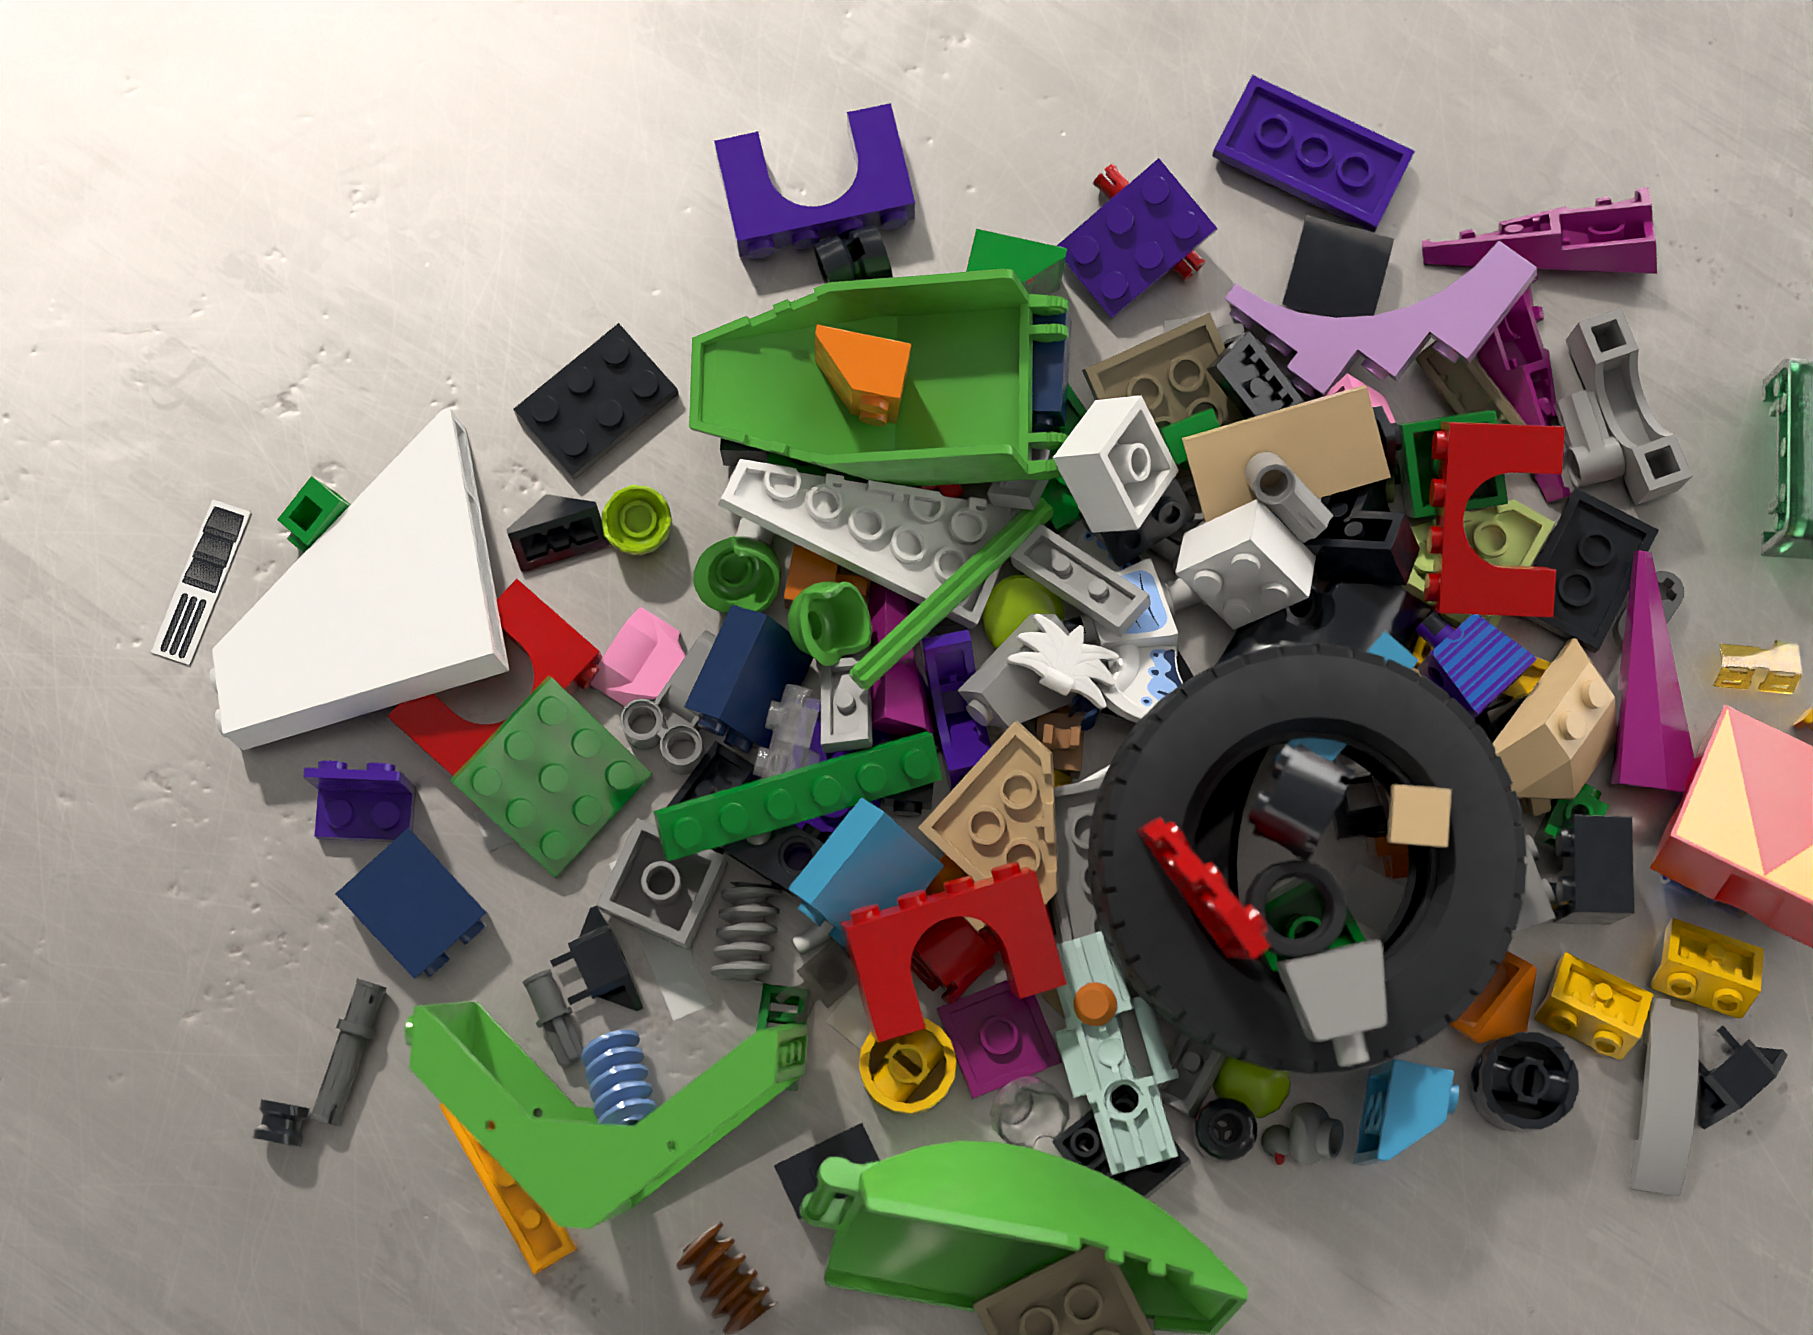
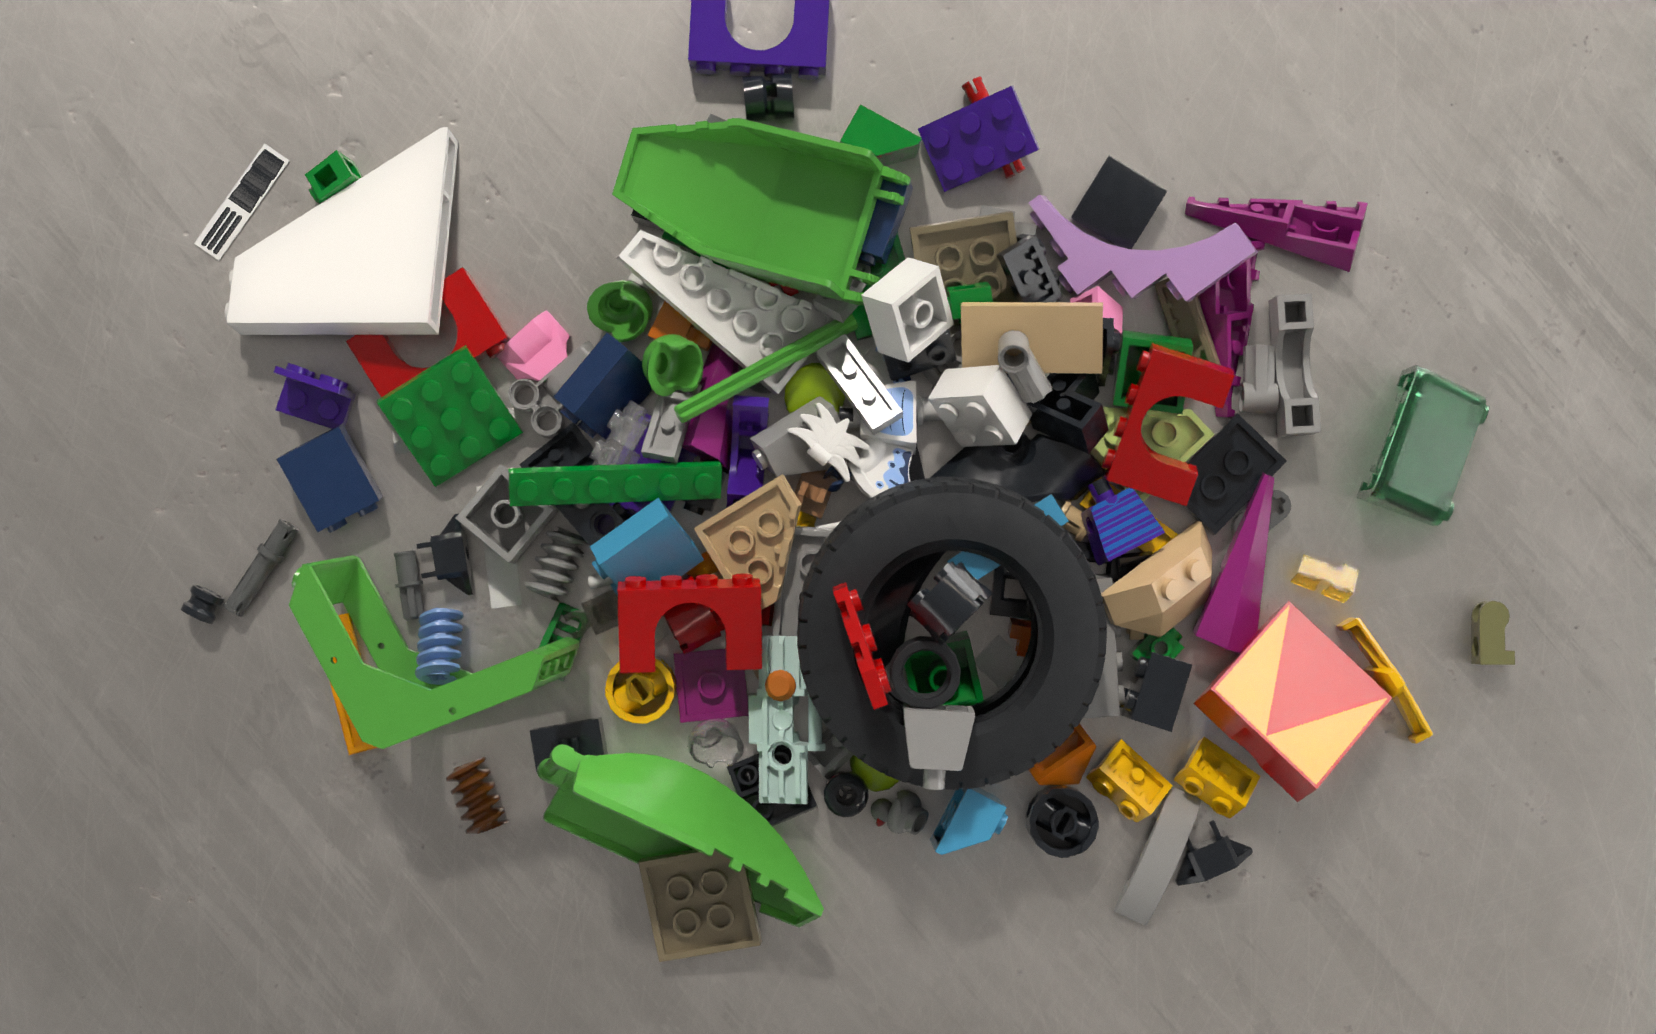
camera: 10 degrees right, 10 degrees up
(555, 531) = (501, 237): black slope -> none
(596, 401) = (556, 148): black plate -> none
(636, 520) = (560, 247): lime hair -> none
(864, 372) = (748, 193): orange slope -> none
(1313, 153) = (1129, 108): dark purple plate -> none
(1419, 815) = (1032, 632): tan piece -> none

